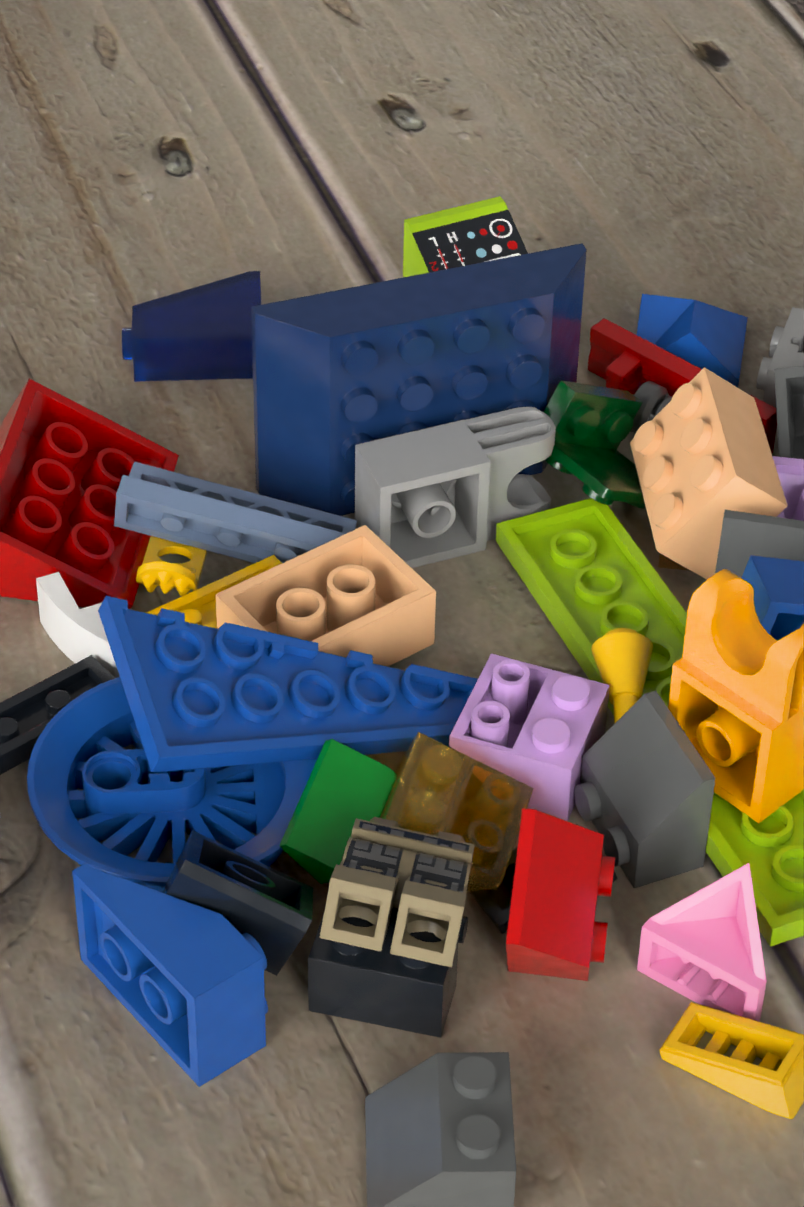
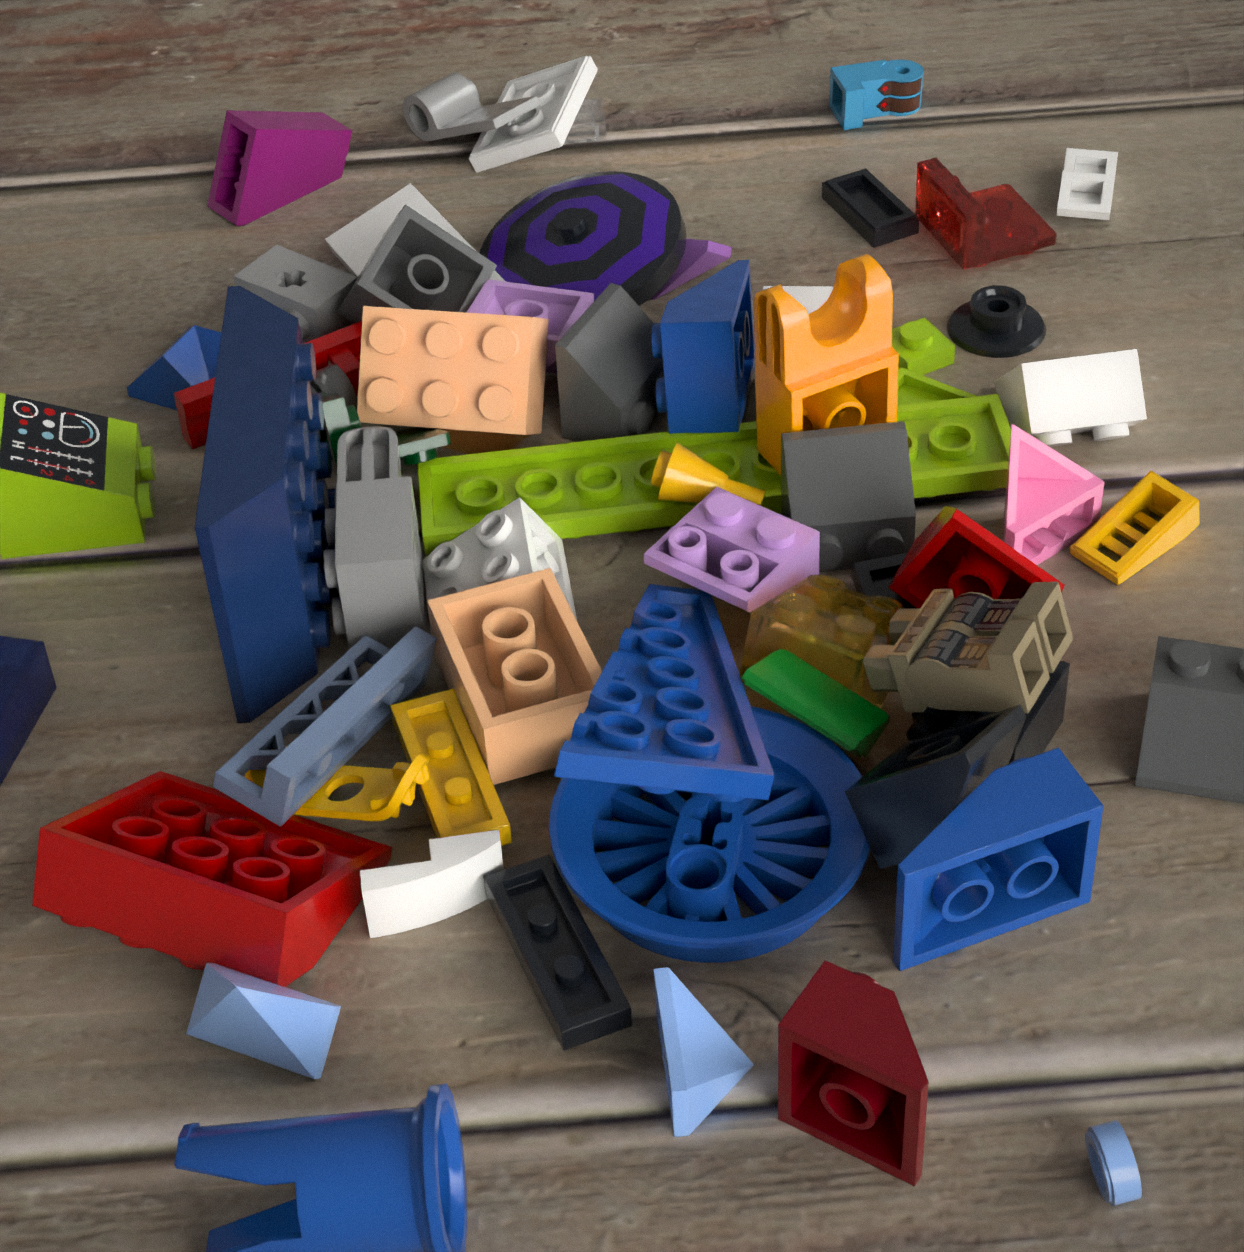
camera: 70 degrees left, 0 degrees up
(482, 593) = (497, 549): none -> white bracket

